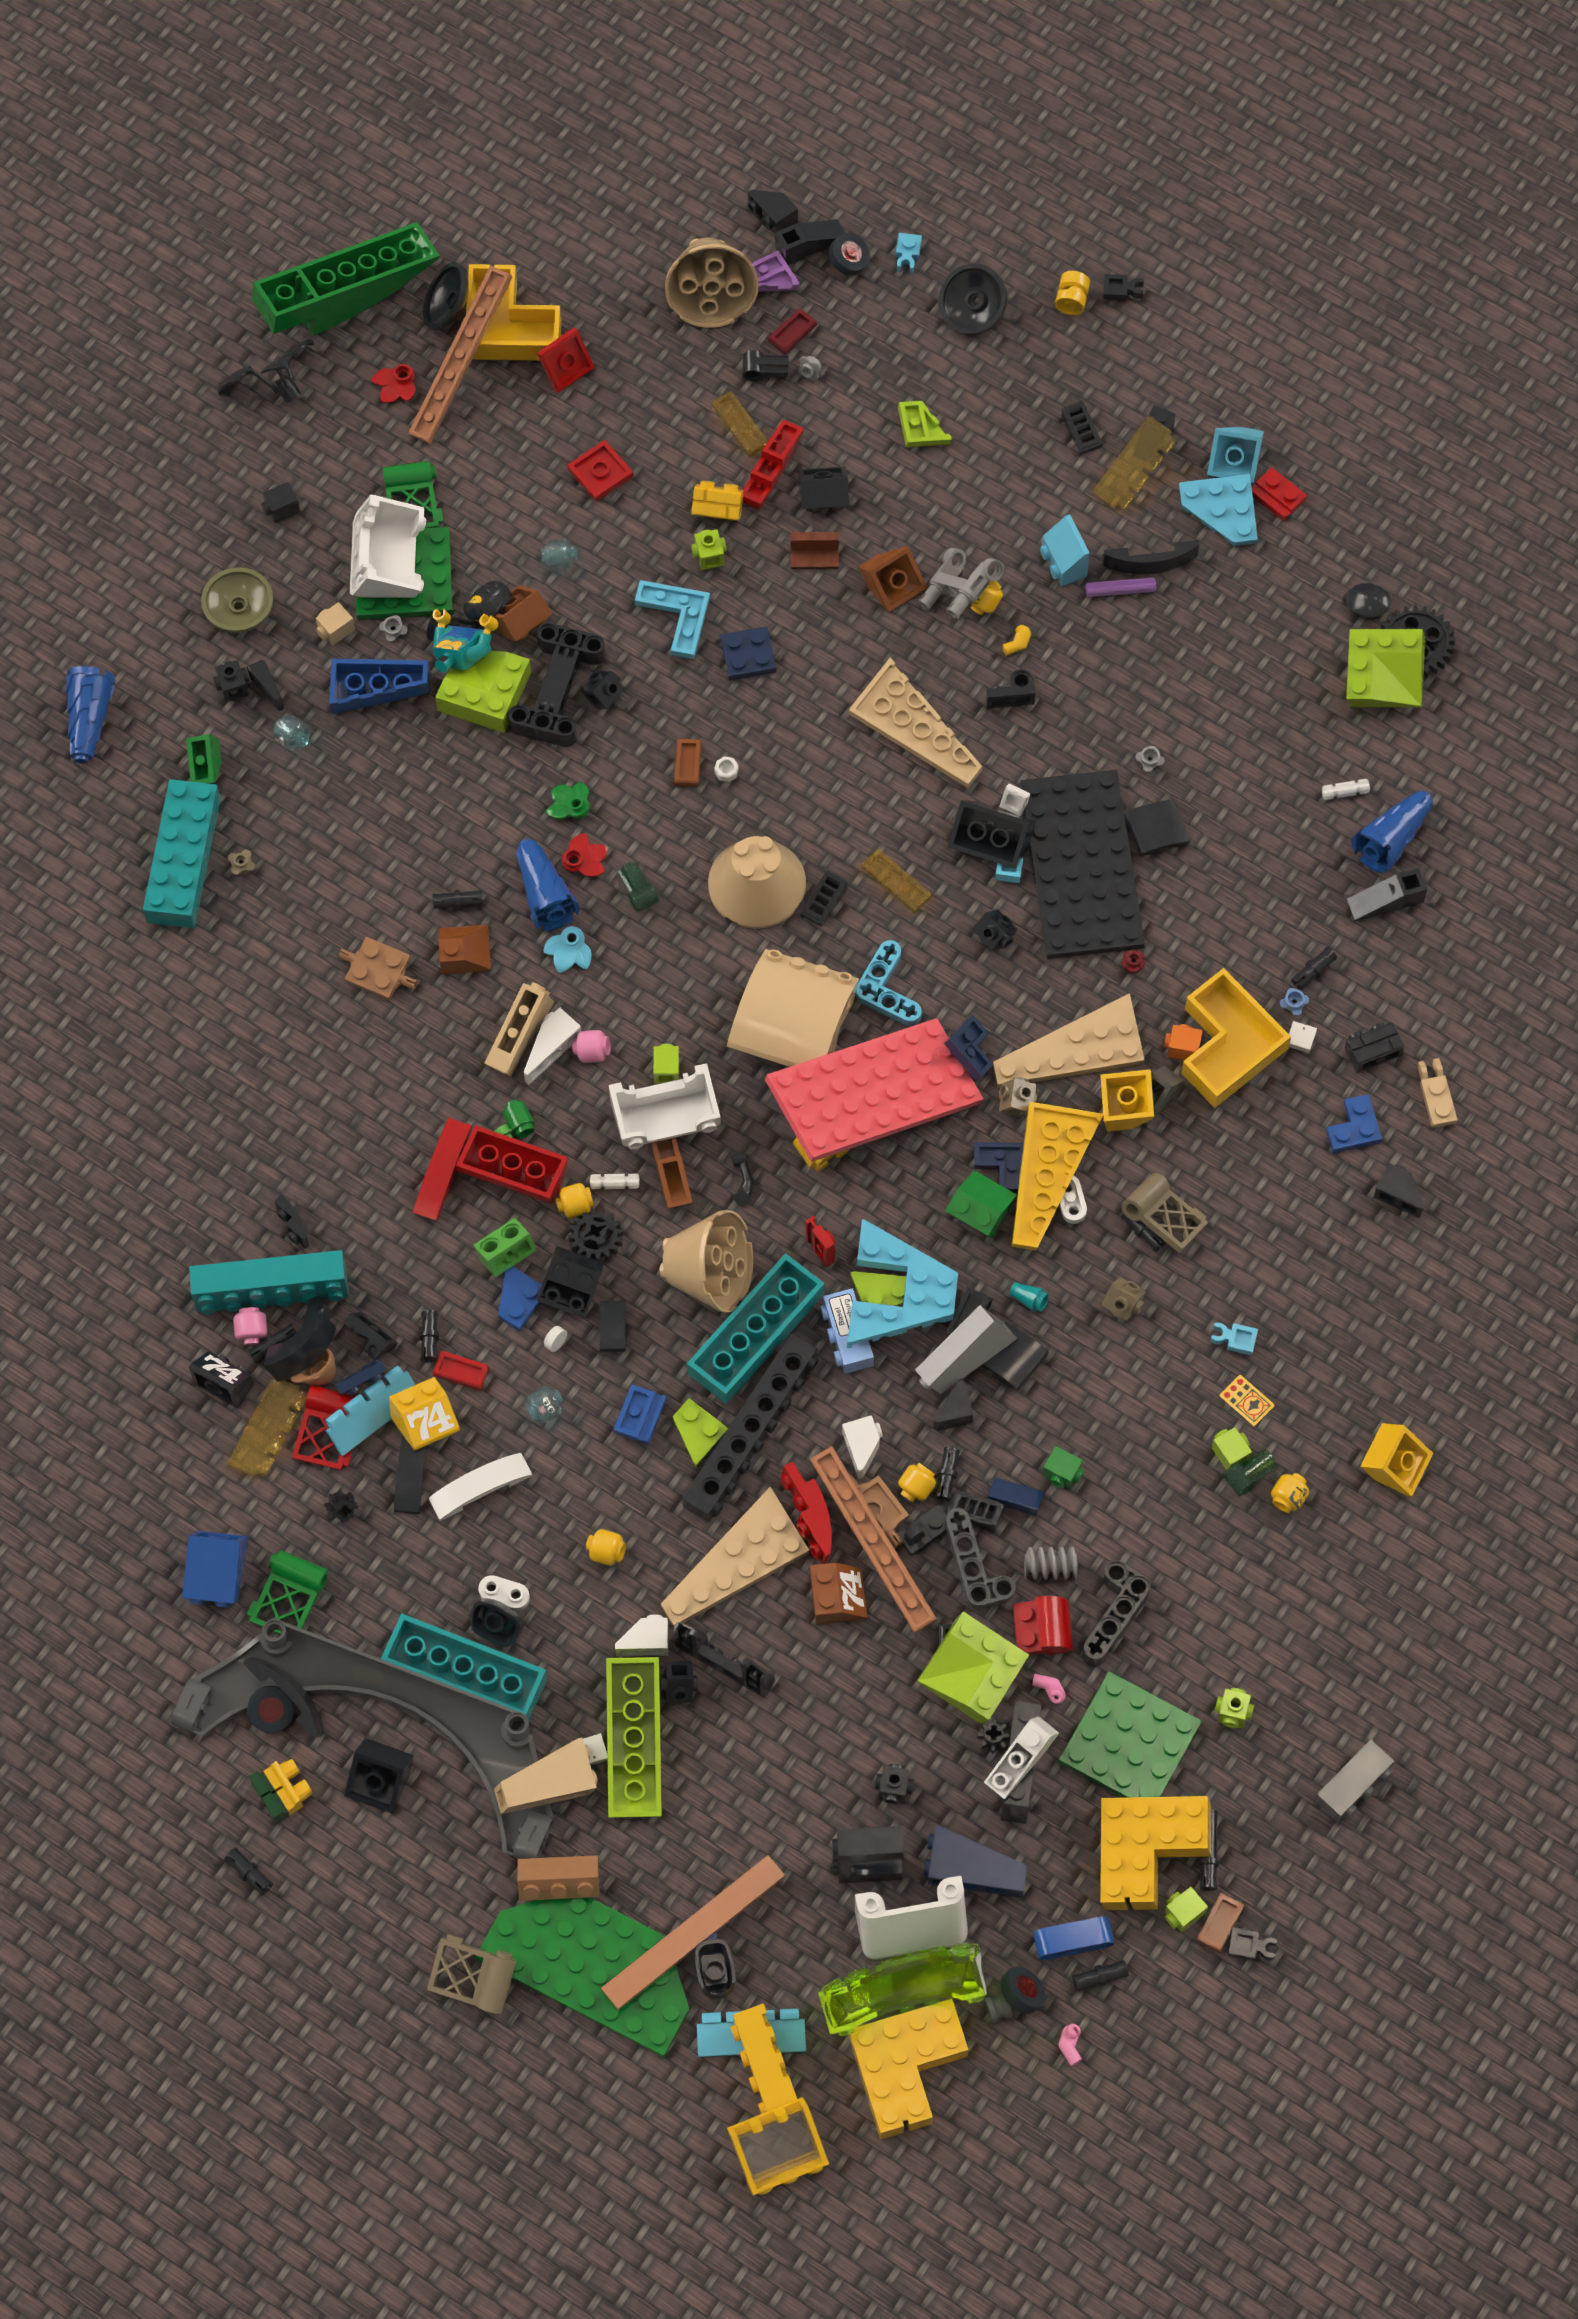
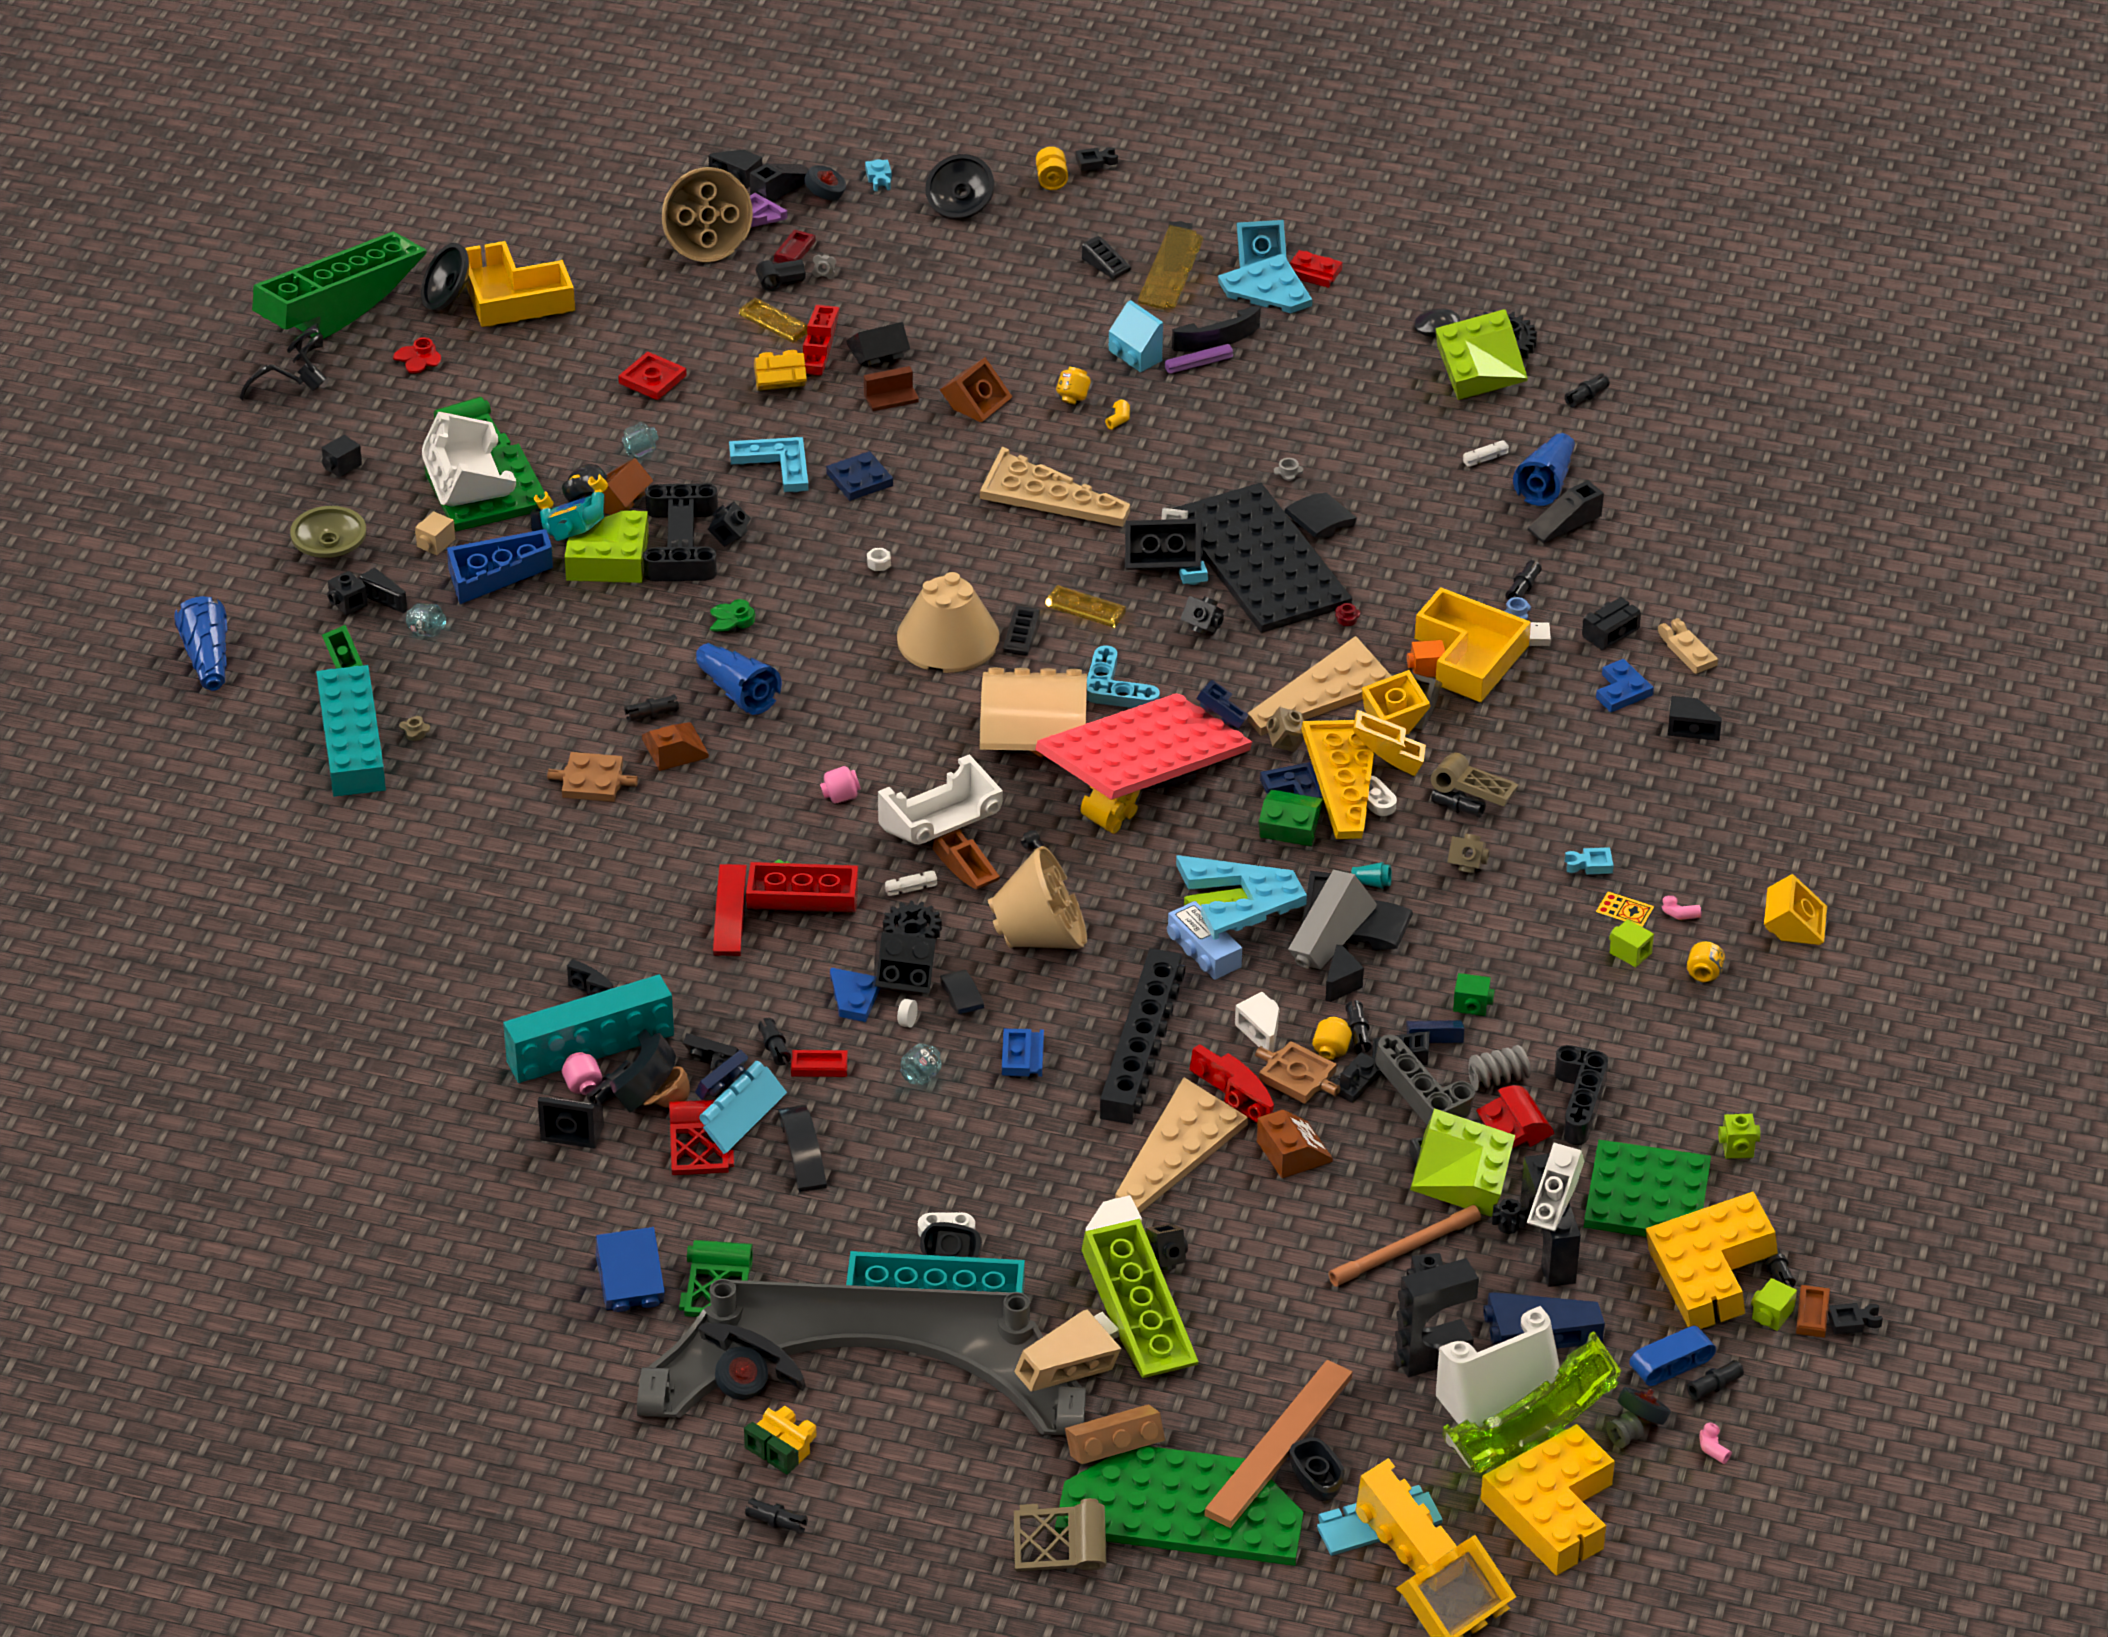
camera: 20 degrees left, 25 degrees down
(262, 1431) = (635, 1154): clear yellow windscreen -> none
(341, 1505) = (750, 1194): black gear -> none
(378, 1775) = (882, 1402): black slope -> none
(393, 621) = (494, 526): light grey plate -> none
(423, 1413) = (797, 1094): yellow slope -> none
(460, 354) = (479, 312): nougat tile -> none
(479, 1483) = (876, 1144): white slope -> none
(505, 1247) = (823, 952): bright green brick -> none
(519, 1028) = (761, 783): tan slope -> none
(519, 1118) = (789, 850): green brick -> none
(551, 1042) = (800, 789): white slope -> none
(565, 360) = (584, 301): red plate -> none
(568, 953) = (782, 723): medium azure plate -> none
(574, 1200) = (877, 901): yellow head -> none
(588, 857) = (769, 653): red plate -> none
(606, 1547) = (1038, 1160): yellow head -> none
(640, 892) = (835, 664): clear green piece -> none
(666, 1063) = (922, 776): lime brick -> none
(687, 762) = (837, 564): dark orange tile -> none
(698, 1430) = (1087, 1053): lime wing -> none
(709, 549) = (787, 405): lime brick -> none
(744, 1673) = (1240, 1229): black wedge -> none
(755, 1328) = (1111, 956): teal brick -> none
(822, 1241) = (1144, 873): red plate -> none
(836, 1751) = (1354, 1268): none -> nougat piece
(873, 1540) = (1311, 1089): nougat tile -> none
(920, 426) = (950, 286): lime wing -> none
(964, 591) = (1057, 374): light grey connector -> none
(1014, 695) = (1139, 447): black plate -> none
(1101, 1147) = (1389, 742): none -> yellow slope
(1244, 1475) = (1655, 960): clear green piece -> none
(1292, 1420) = (1681, 913): none -> bright pink arm
(1355, 1782) = (1888, 1164): brick -> none
(1476, 732) = (1587, 390): none -> black pin

